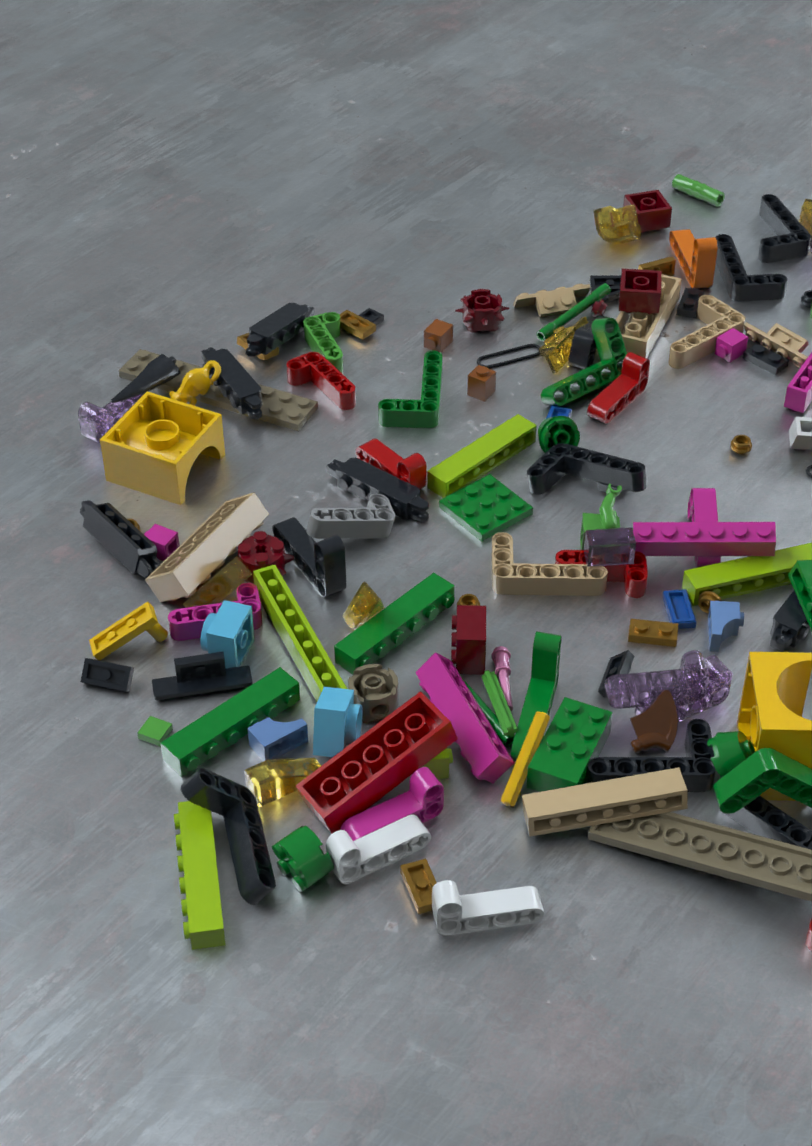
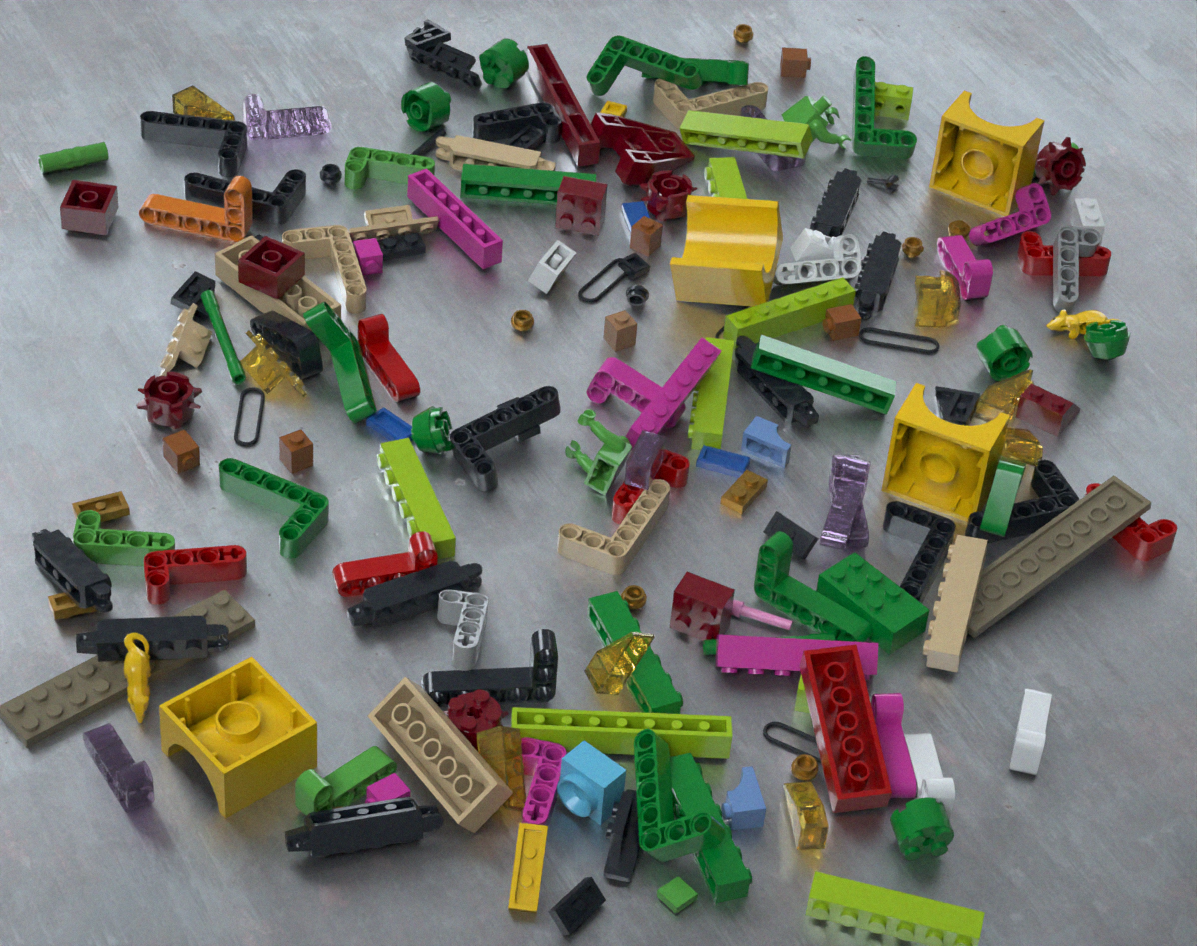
camera: 70 degrees left, 0 degrees up
(133, 505) = (344, 784): none -> bright green beam
(154, 375) = (90, 706): black piece -> none
(205, 691) = (658, 831): none -> green beam
(243, 829) = (878, 865): black beam -> none
(335, 721) = (769, 742): medium azure piece -> none
(372, 316) = (91, 490): black tile -> none
(375, 691) = (731, 697): dark tan brick -> none
(419, 883) = (982, 764): pearl gold plate -> none
(485, 507) = (492, 530): green plate -> none
(499, 703) = (788, 625): bright green axle -> none
(524, 758) = (876, 633): yellow axle -> none
(599, 308) = (231, 317): dark red plate -> none
(618, 224) = (102, 237): clear yellow brick -> none
(656, 725) = (877, 535): reddish brown arm -> none
(666, 265) = (196, 247): pearl gold plate -> none
(705, 598) = (732, 437): pearl gold plate -> none
(729, 750) = (942, 500): green cone -> none
(777, 496) = (620, 330): none -> medium nougat brick

